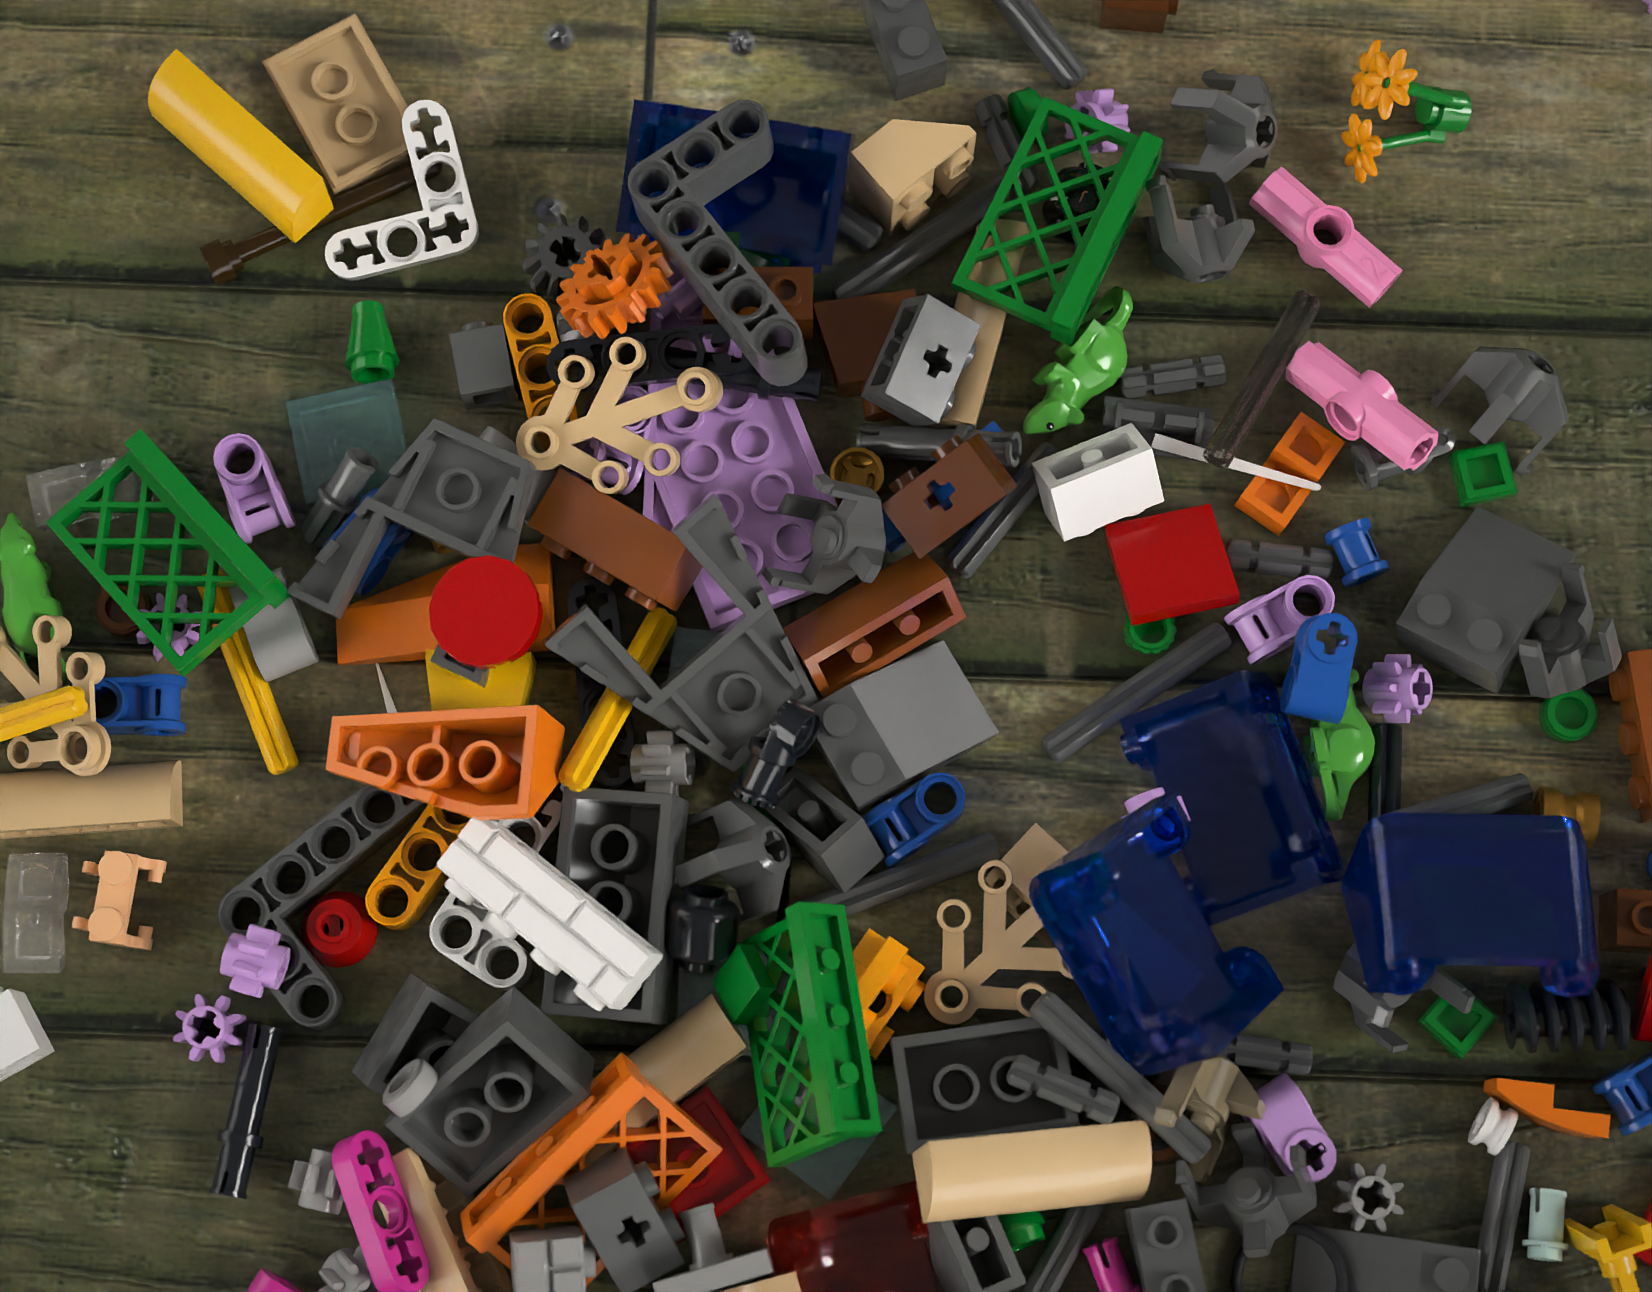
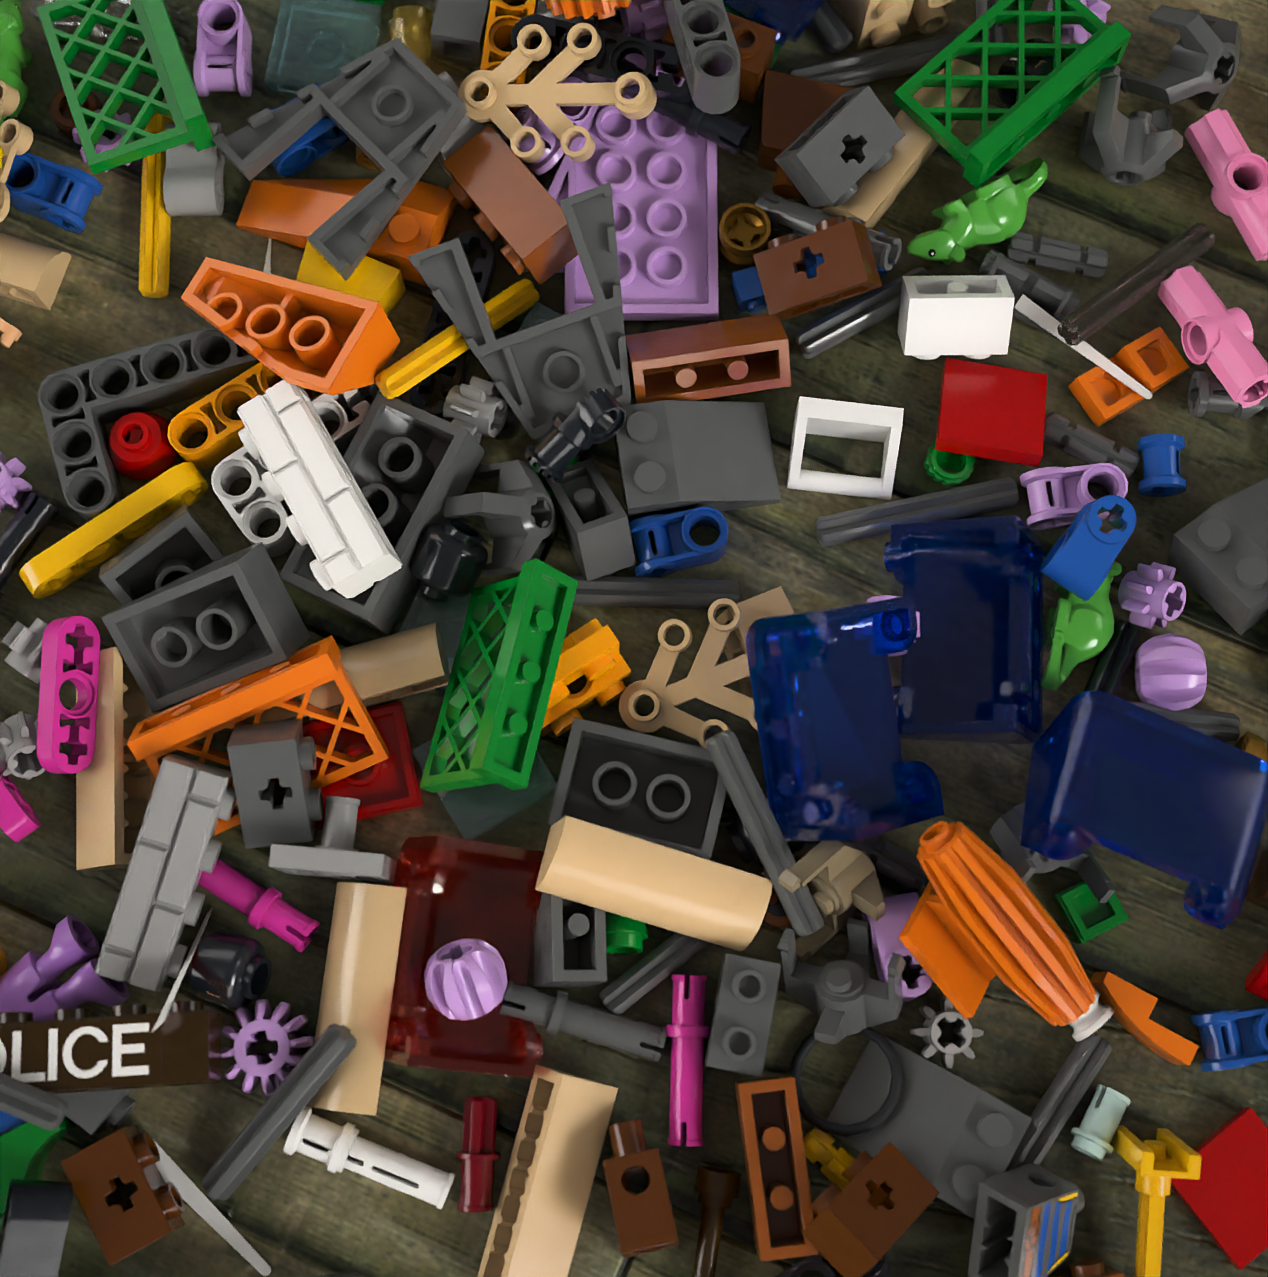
camera: 20 degrees right, 0 degrees up
(255, 961) = (49, 432): lavender gear -> none
(339, 496) = (297, 74): dark grey axle -> none
(349, 1028) = (112, 530): none -> yellow beam
(410, 1087) = (134, 591): light grey tile -> none
(438, 397) = (413, 28): none -> clear yellow cone
(485, 612) = (370, 211): red tile -> none
(743, 984) = (464, 621): green tile -> none
(843, 541) = (711, 274): dark grey piece -> none
(1033, 629) = (851, 422): none -> white tile
(1063, 1089) = (708, 821): dark grey axle -> none
(1363, 1080) = (987, 923): none -> orange plate
(1444, 758) = (1170, 672): none -> lavender piece
(1548, 1015) = (1199, 944): black piece -> none

